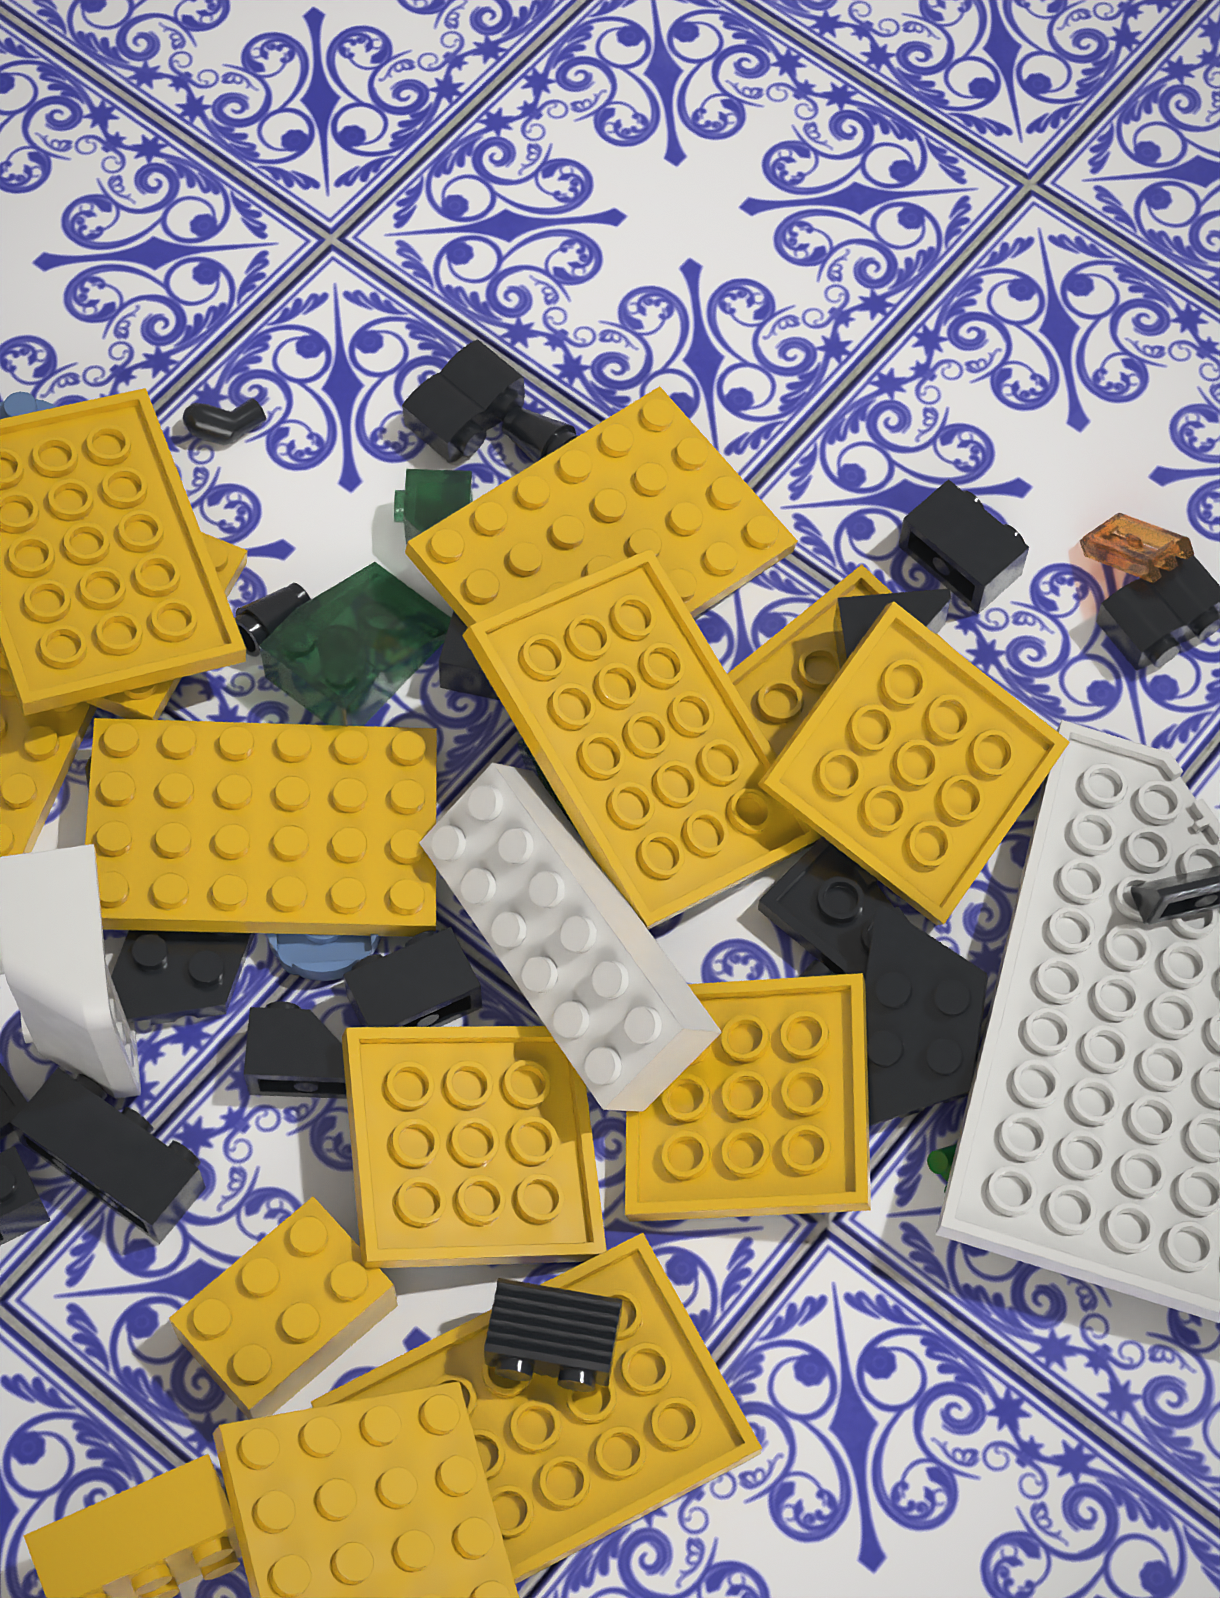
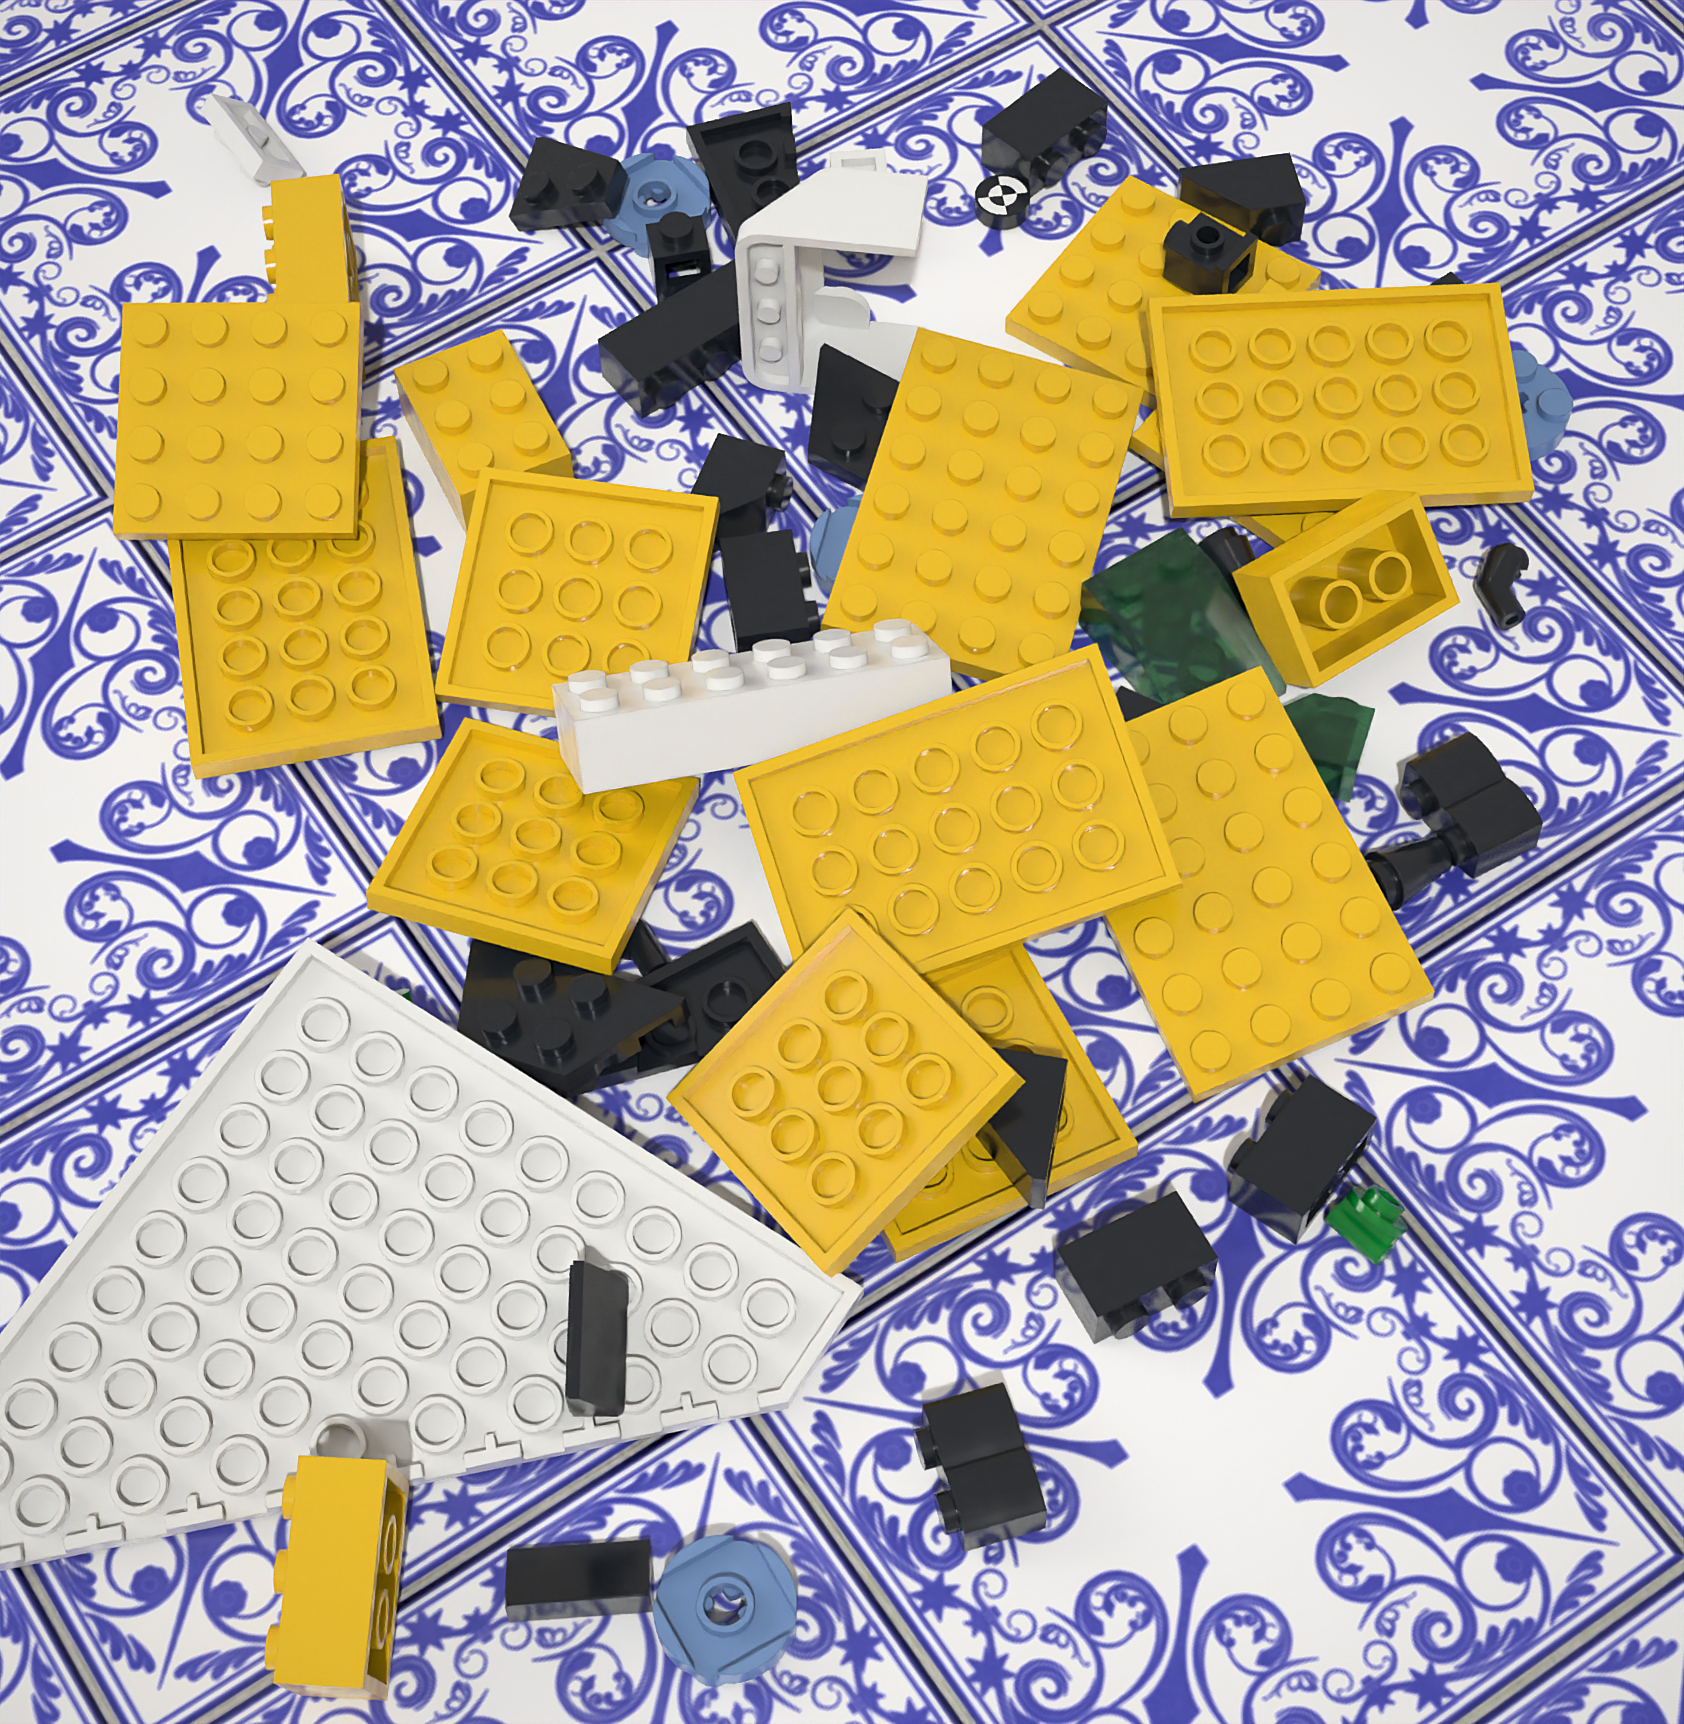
camera: 110 degrees right, 5 degrees down
(287, 509) = (1347, 587): none -> yellow brick
(552, 1334) = (361, 609): black brick -> none
(828, 455) = (1300, 1157): none -> black brick
(858, 407) = (1369, 1221): none -> green plate
(1130, 553) = (1046, 1480): clear orange tile -> none

